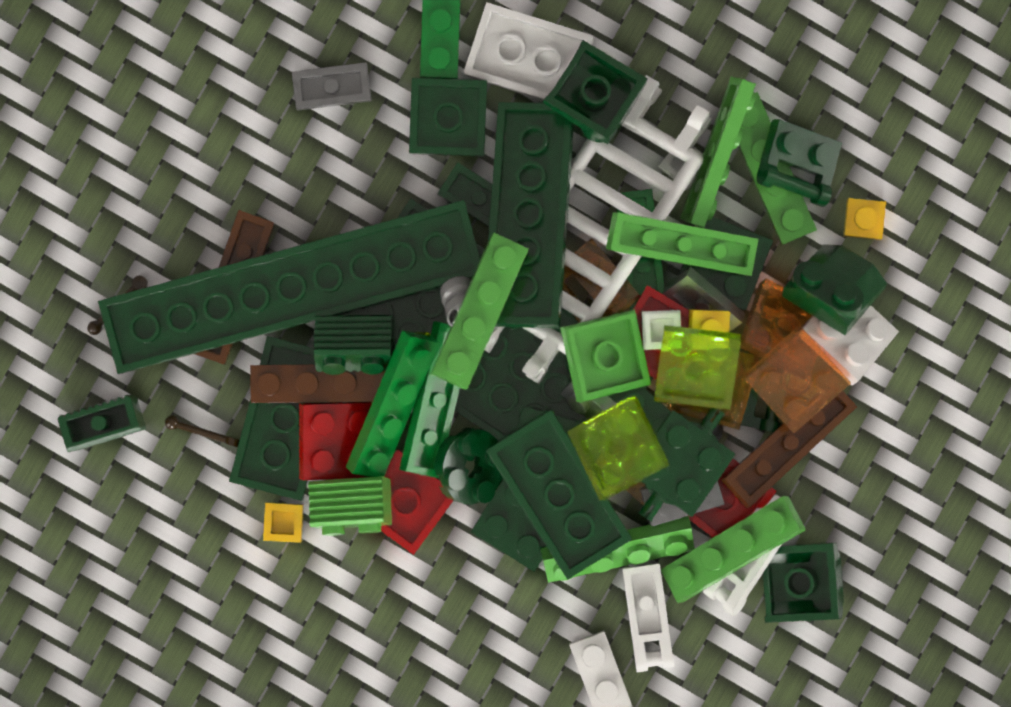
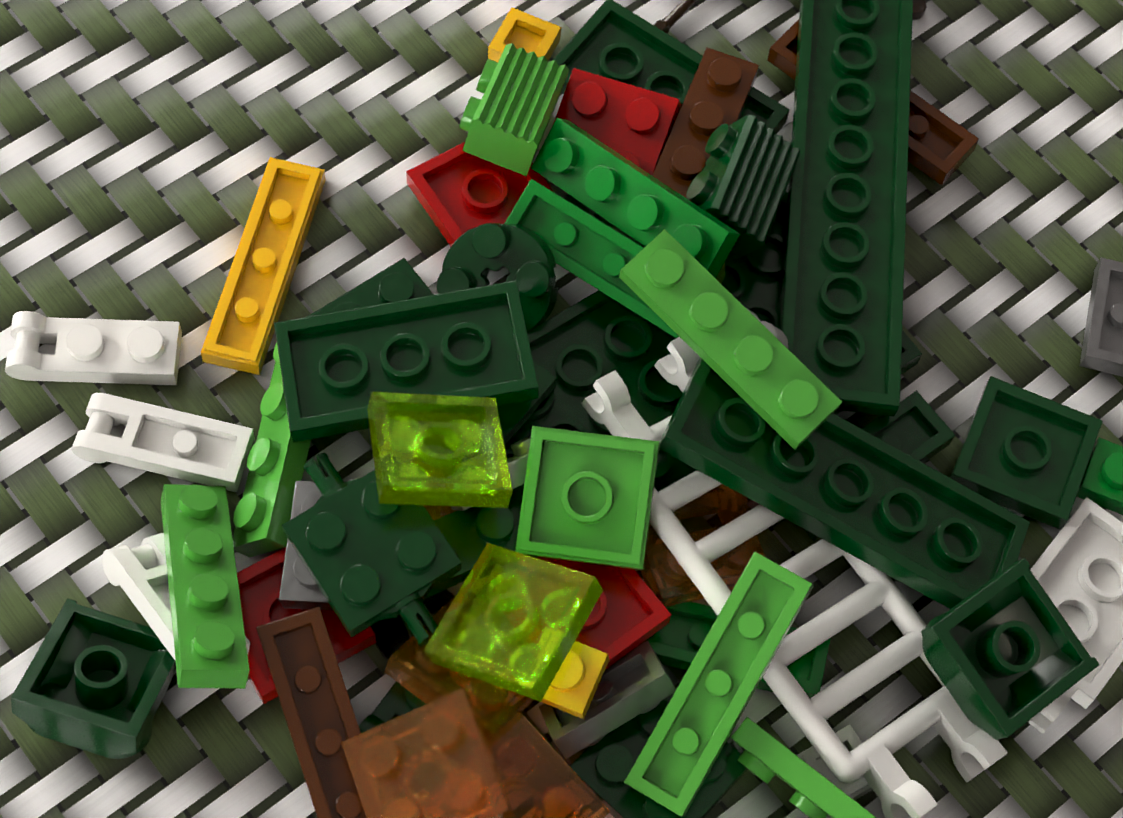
camera: 105 degrees right, 25 degrees down
(505, 614) = (263, 266): none -> yellow tile
(653, 326) = (611, 606): white tile -> none

